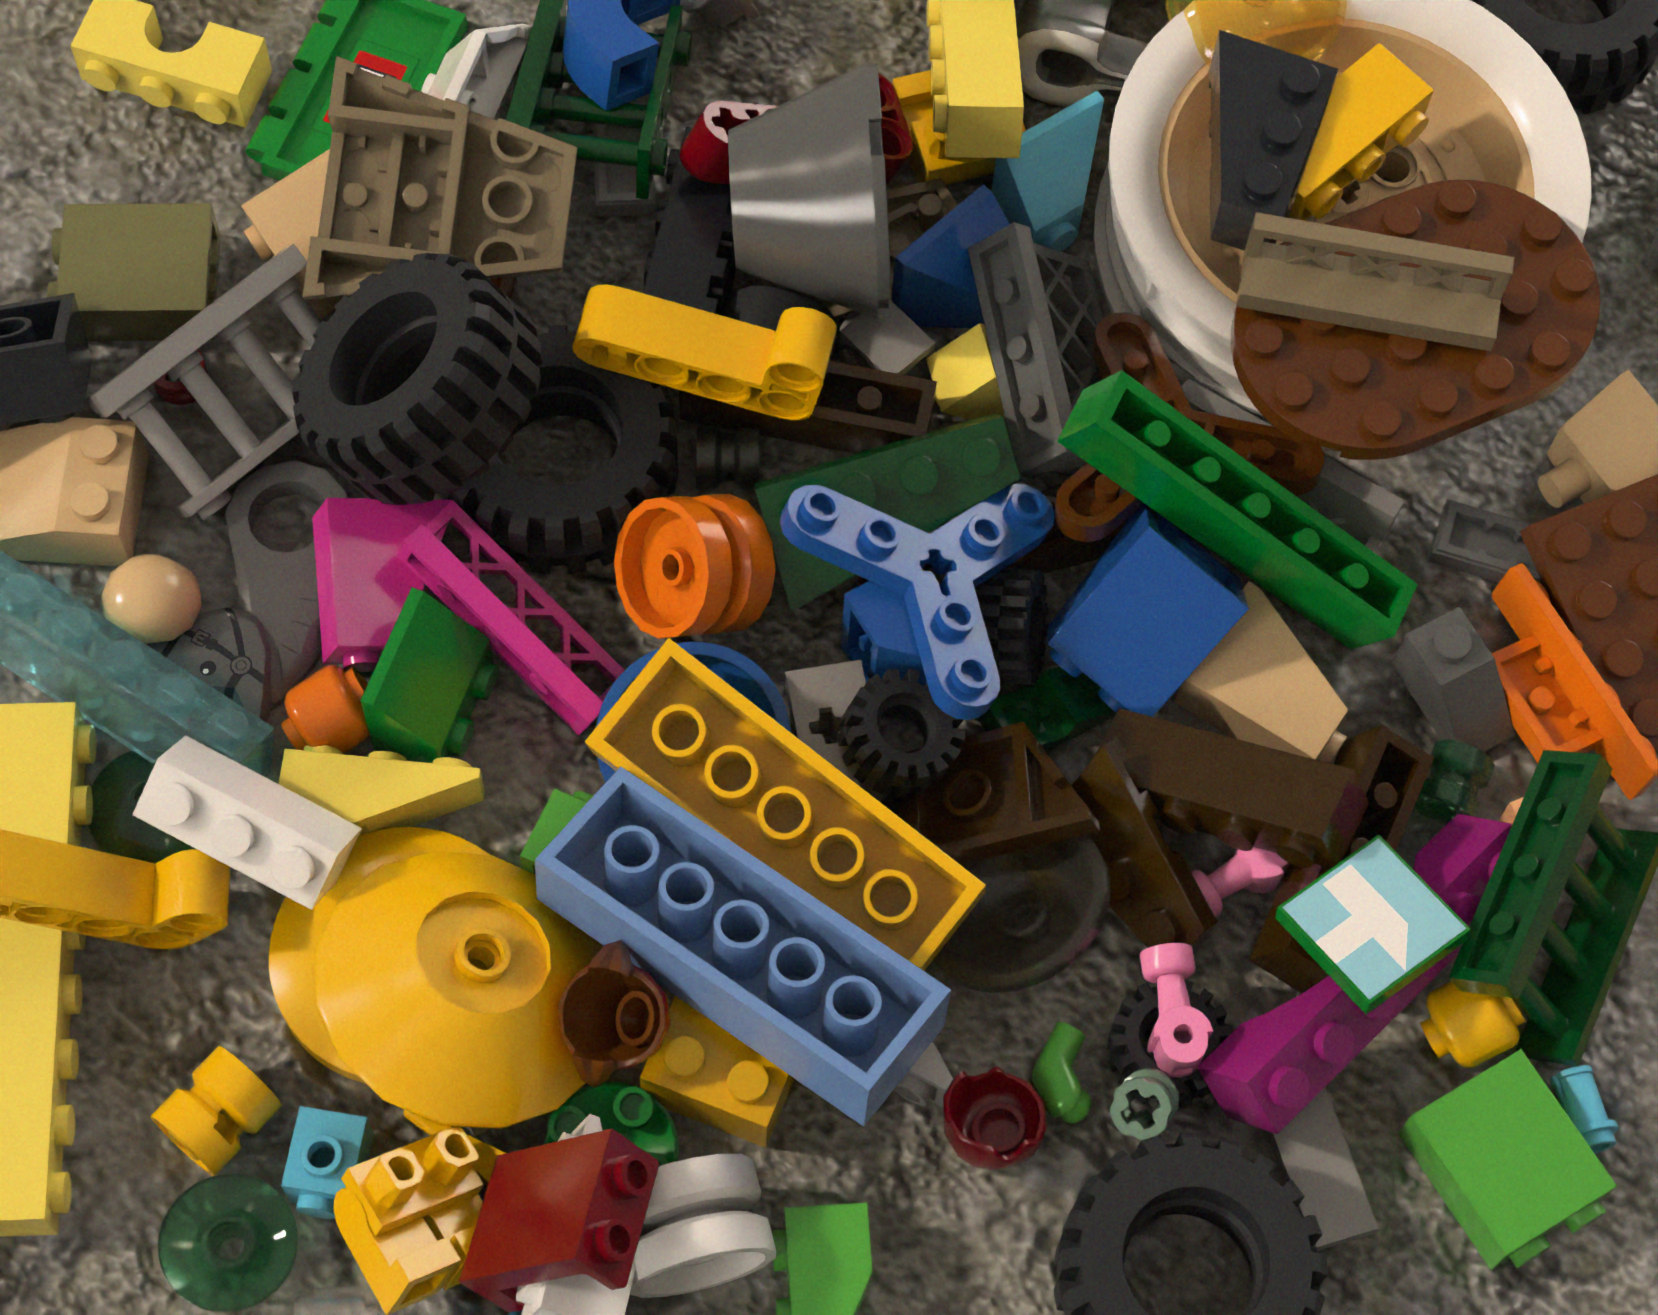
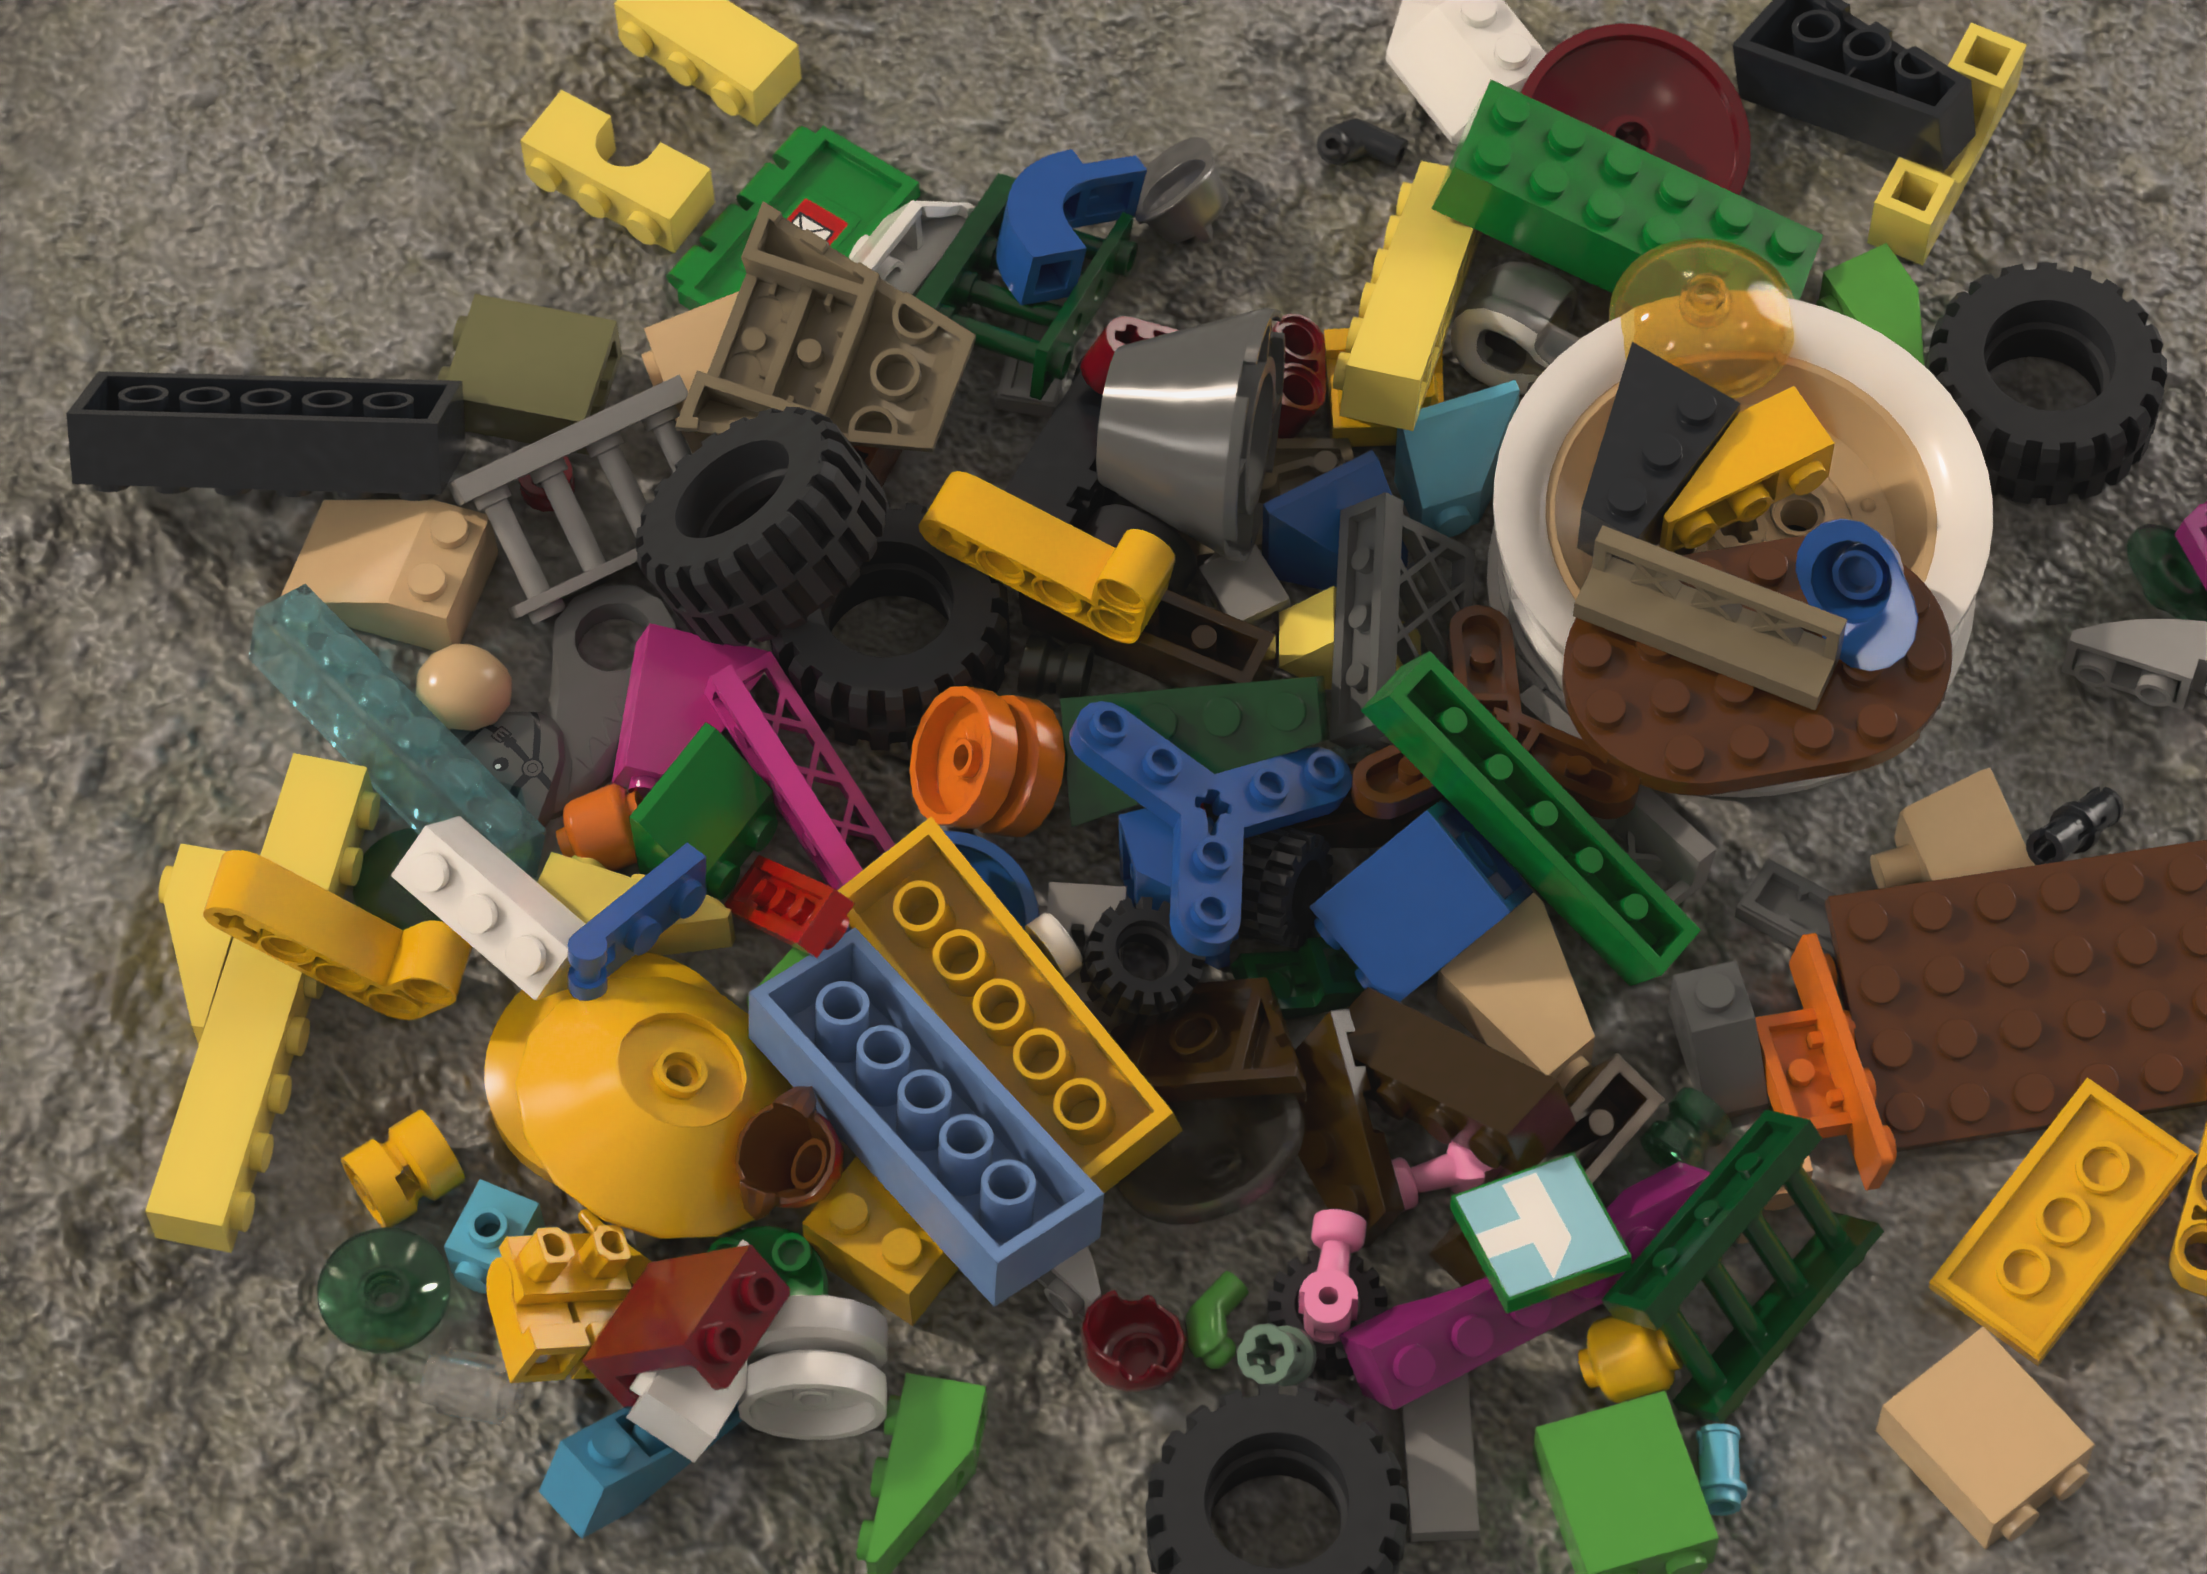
camera: 20 degrees right, 5 degrees down
(393, 806) = (635, 921): none -> blue plate
(546, 756) = (790, 906): none -> red plate
(815, 733) = (1055, 943): none -> white tile
(1508, 213) = (1862, 579): none -> blue piece

